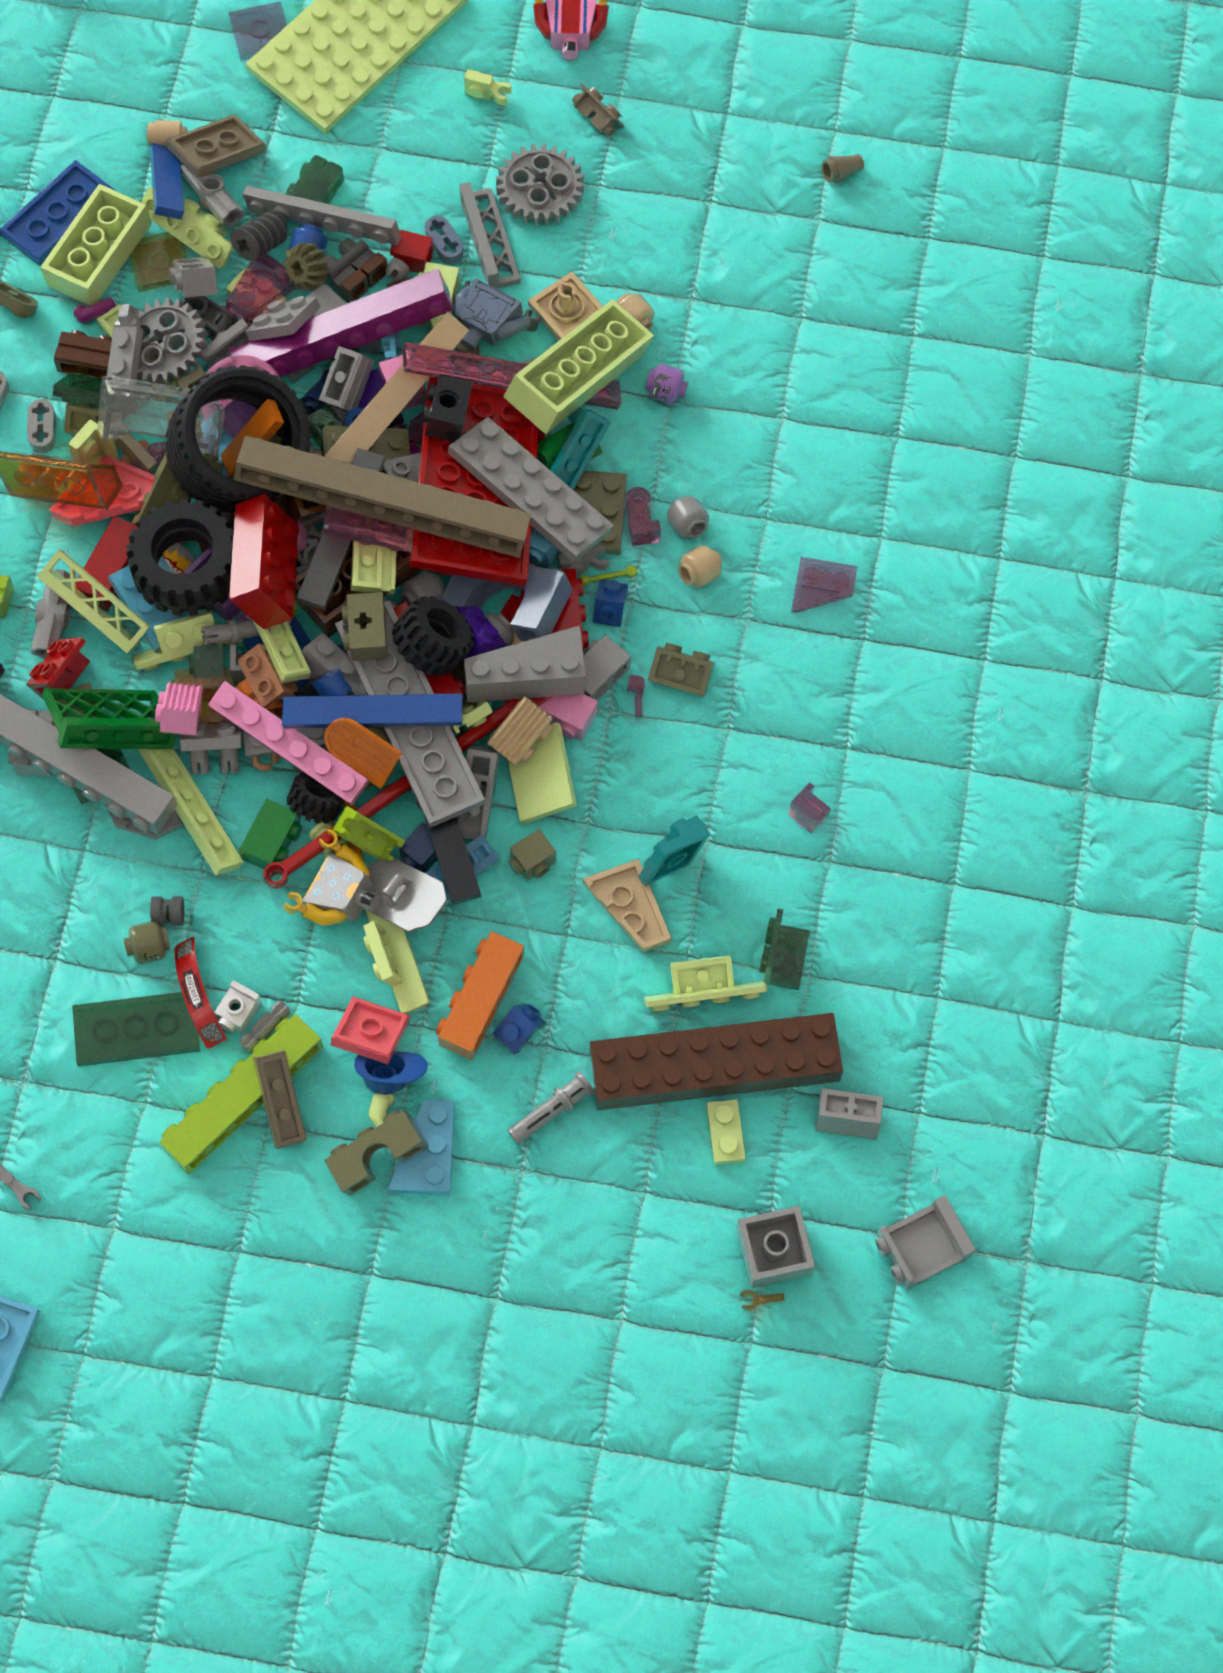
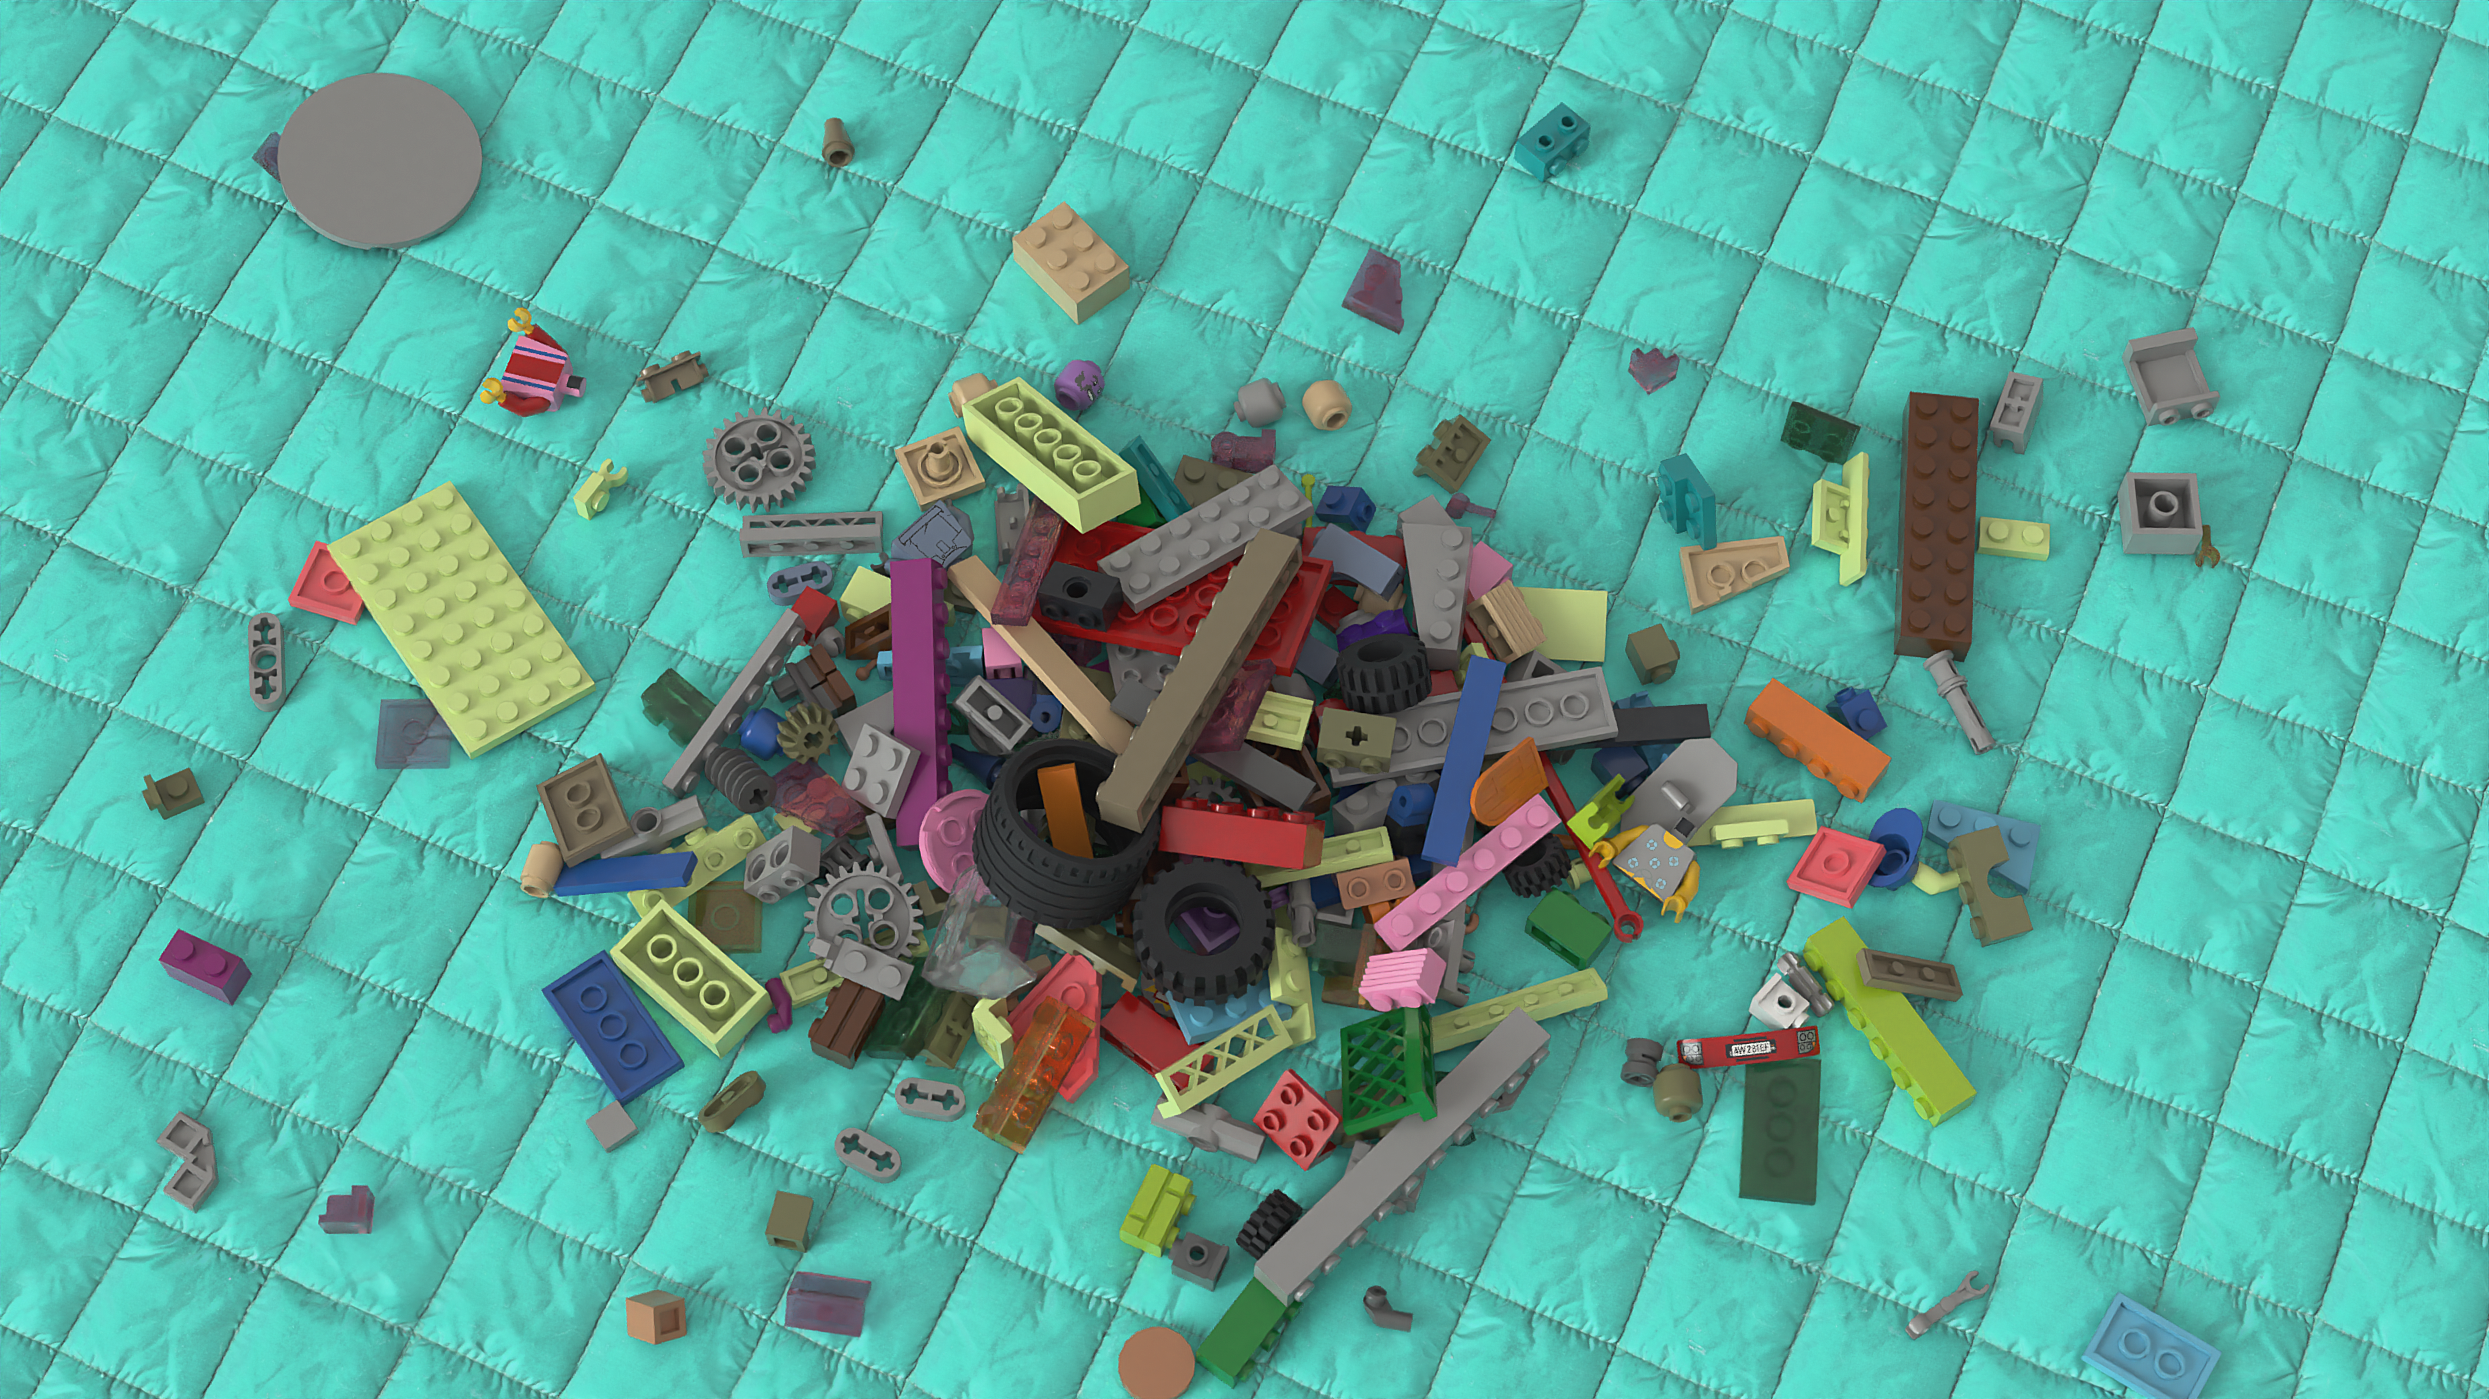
camera: 75 degrees left, 5 degrees down
(777, 353) = (1071, 263): none -> tan brick
(1010, 688) = (1552, 142): none -> teal brick

